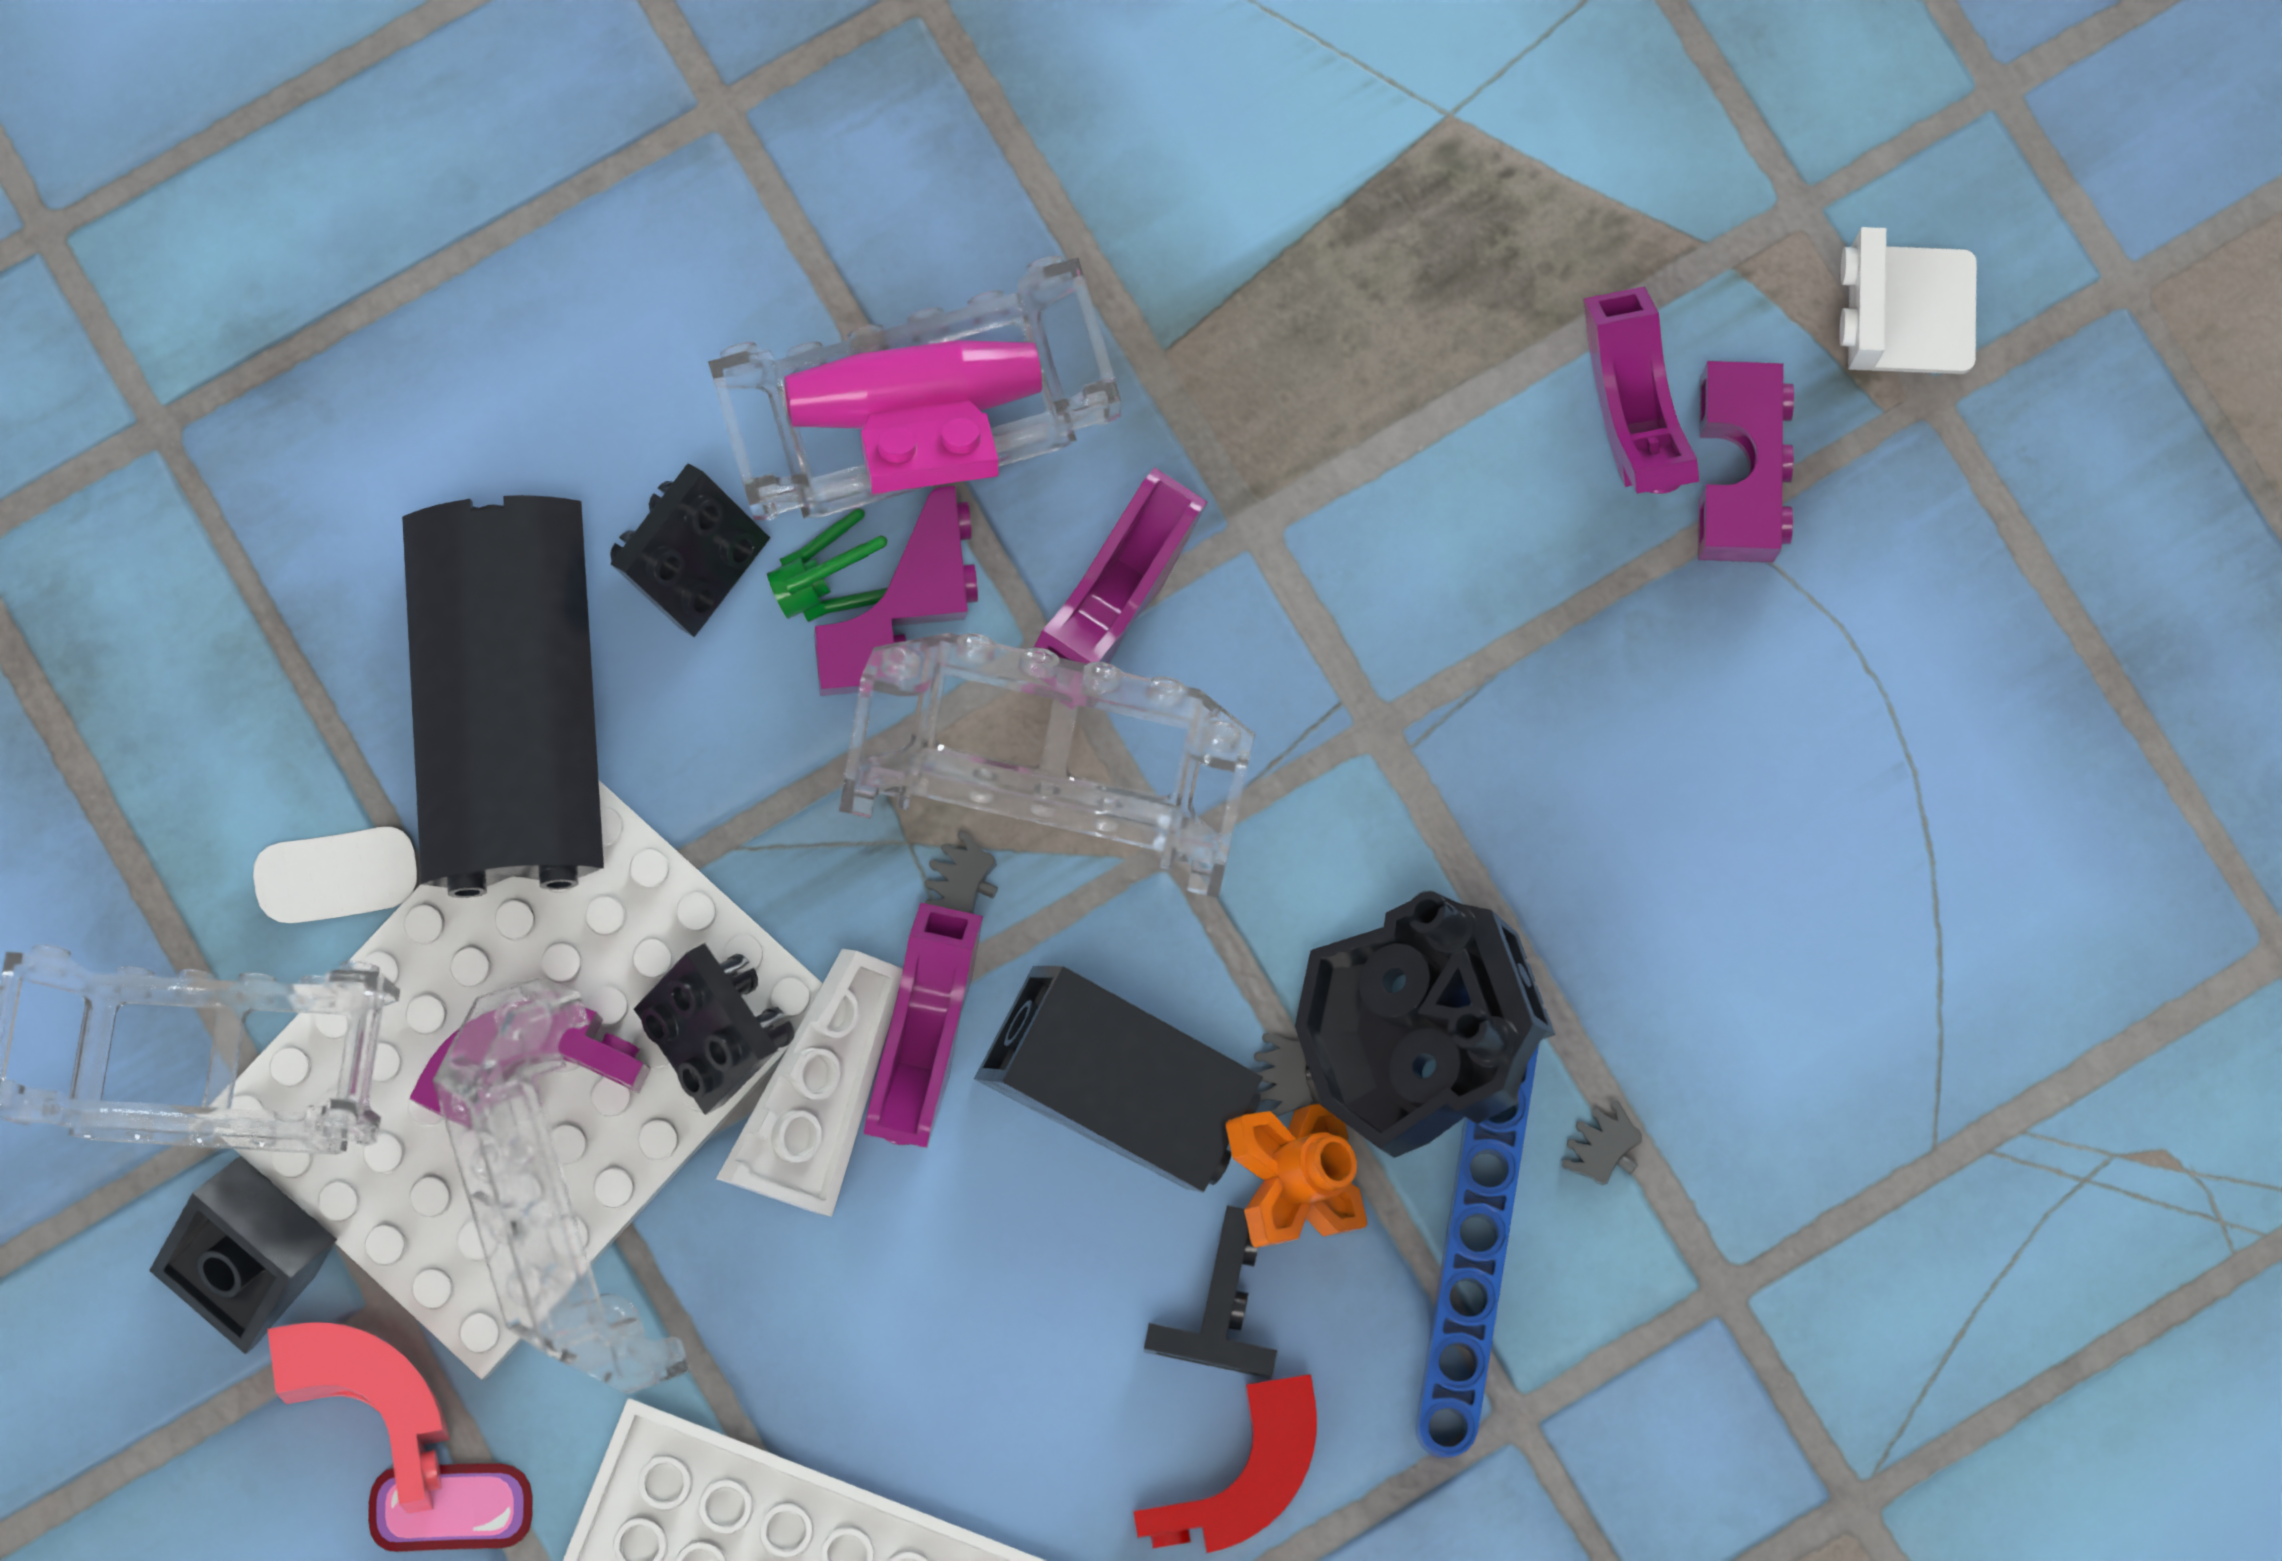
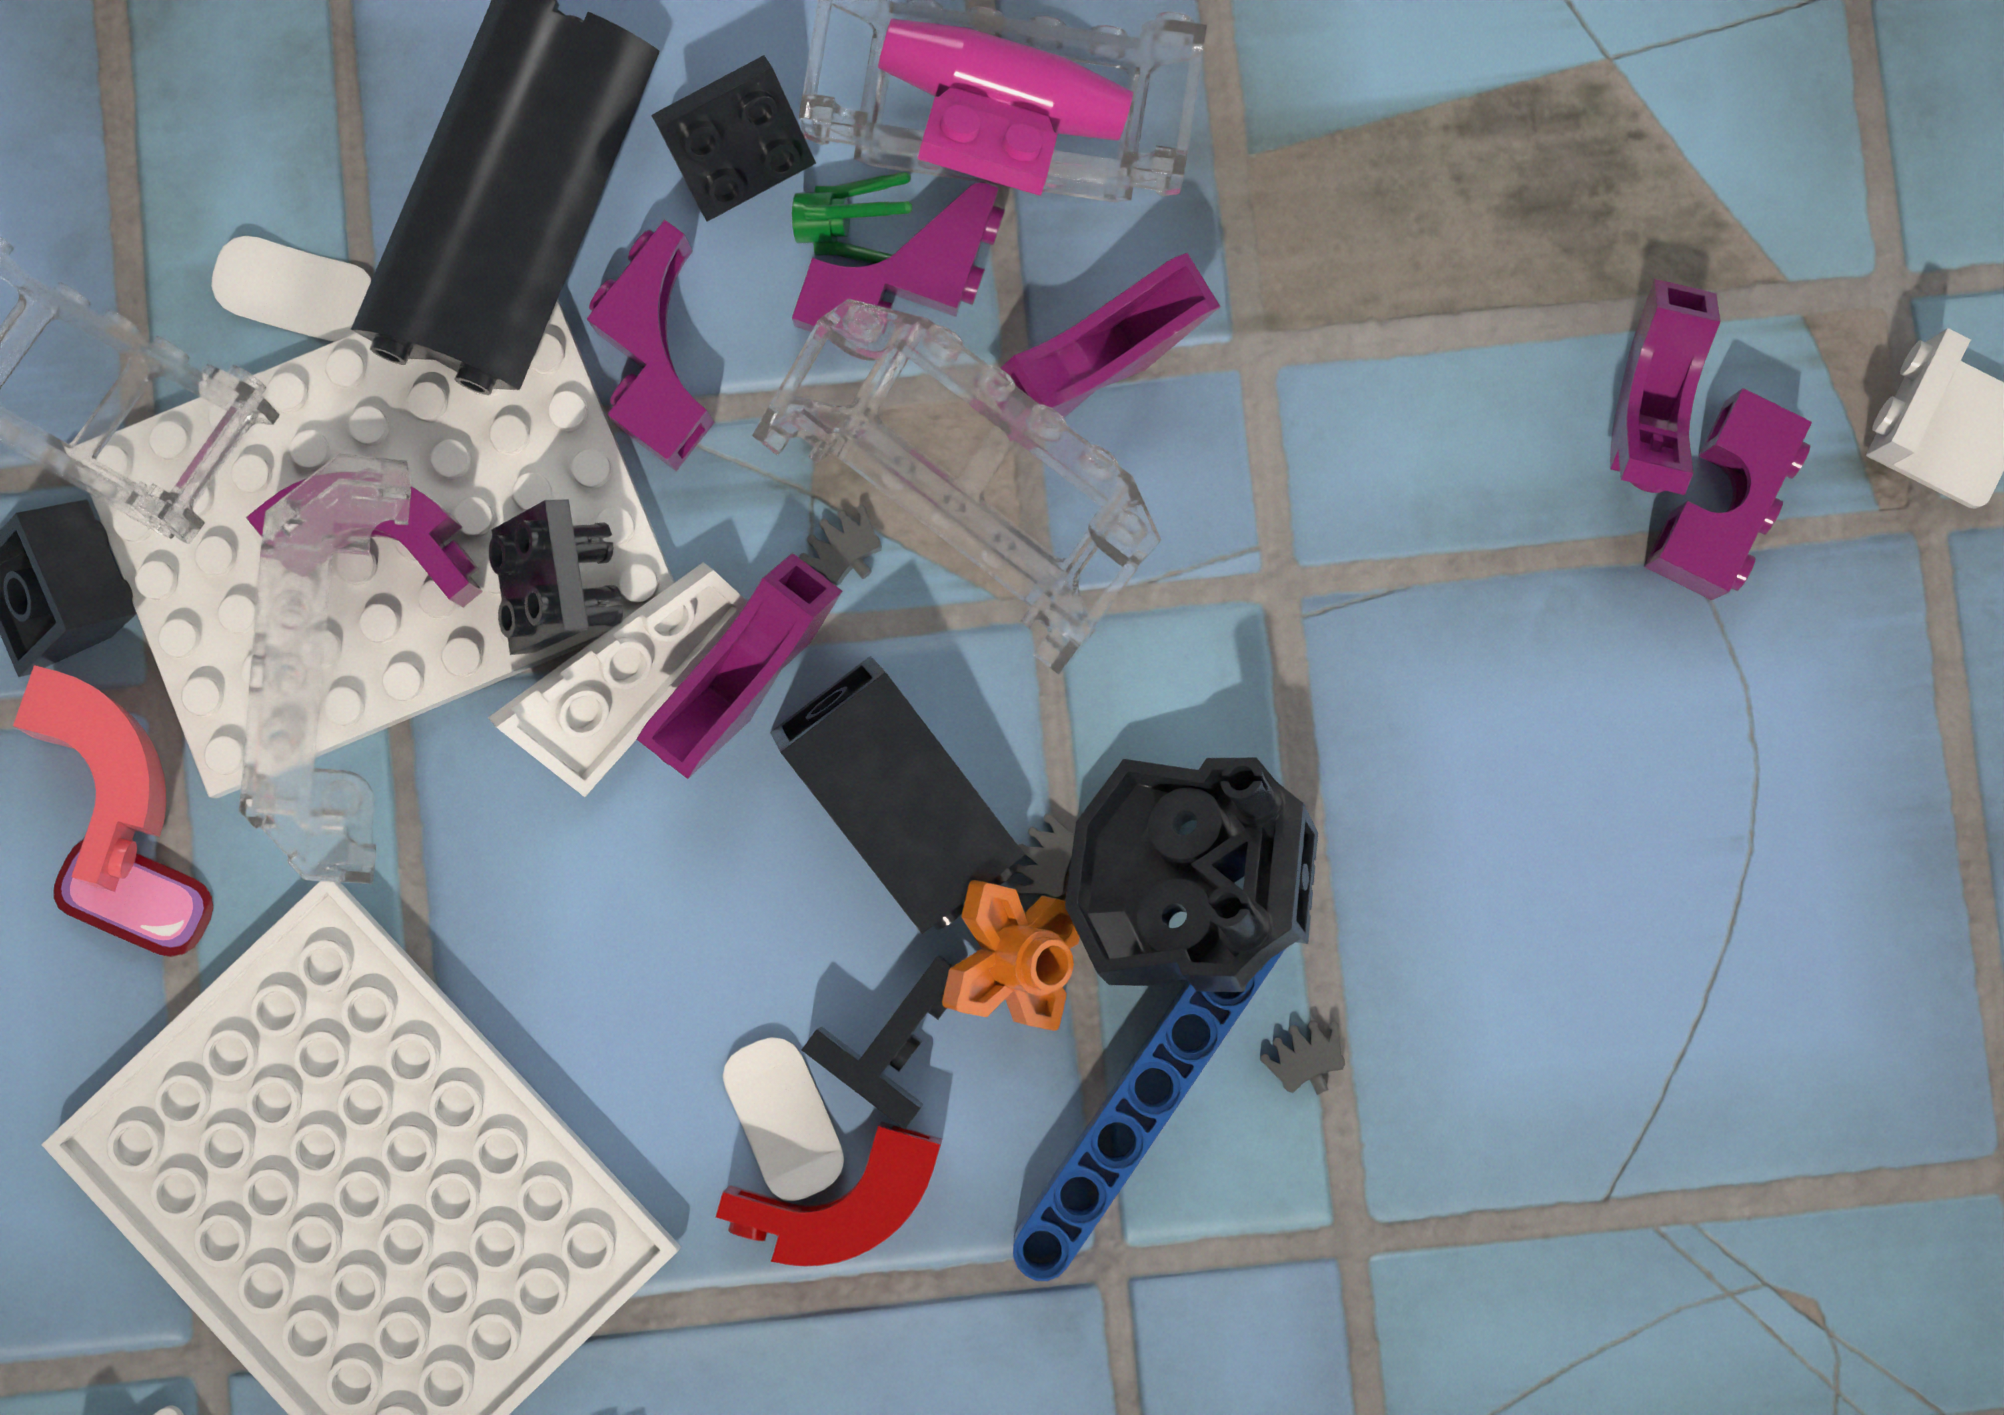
camera: 30 degrees right, 5 degrees up
(732, 827) = (634, 320): none -> magenta arch
(1153, 1426) = (783, 1118): none -> white sticker

